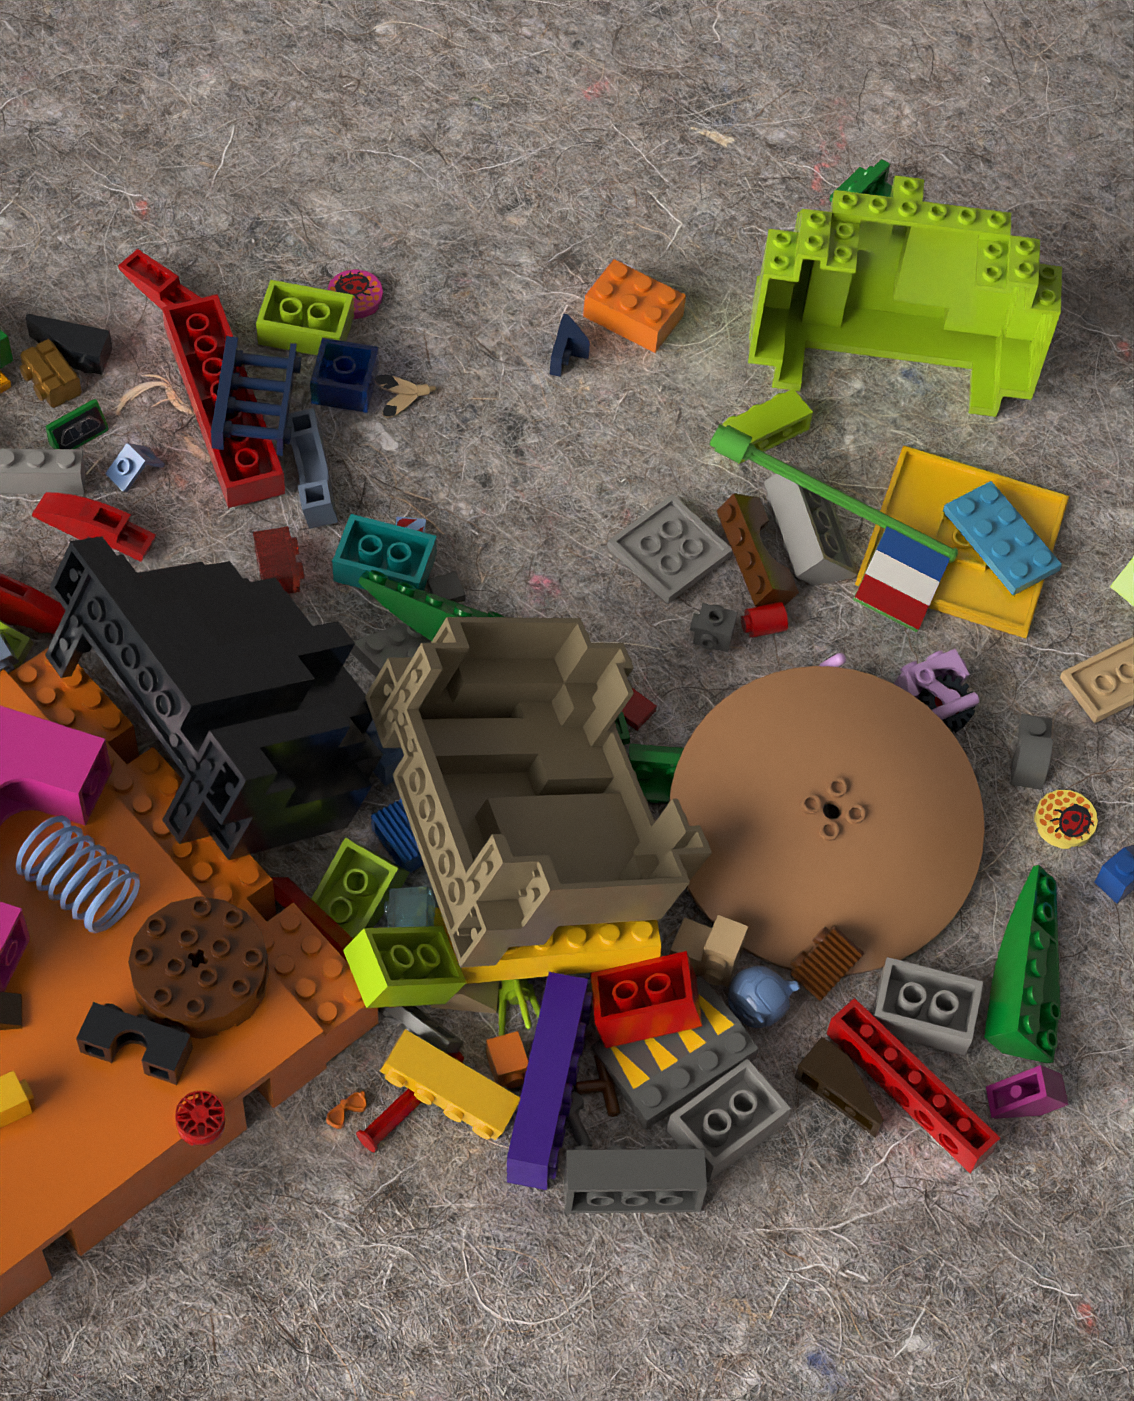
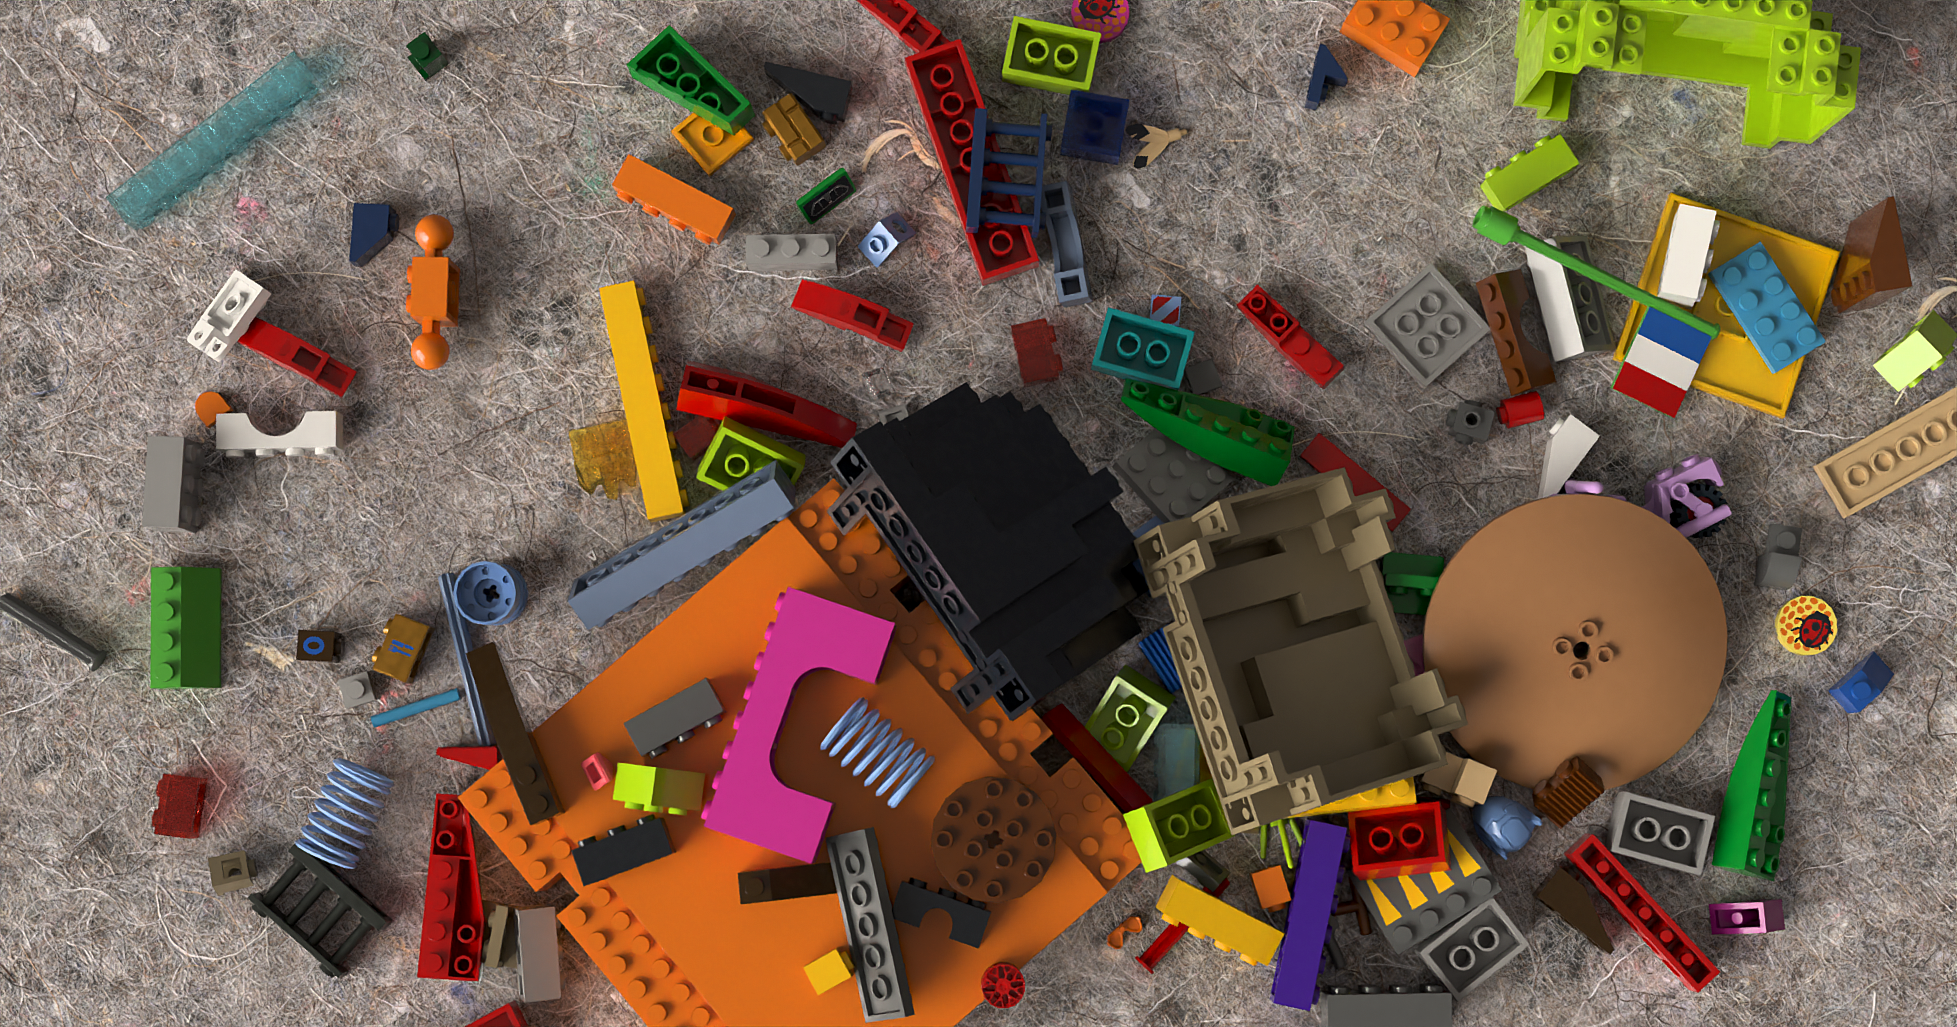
camera: 10 degrees right, 25 degrees up
(54, 1050) = (870, 925): none -> dark grey plate
(531, 555) = (1289, 337): none -> red slope
(815, 644) = (1564, 452): none -> white slope
(921, 481) = (1688, 256): none -> white brick
(1099, 488) = (1871, 261): none -> reddish brown slope

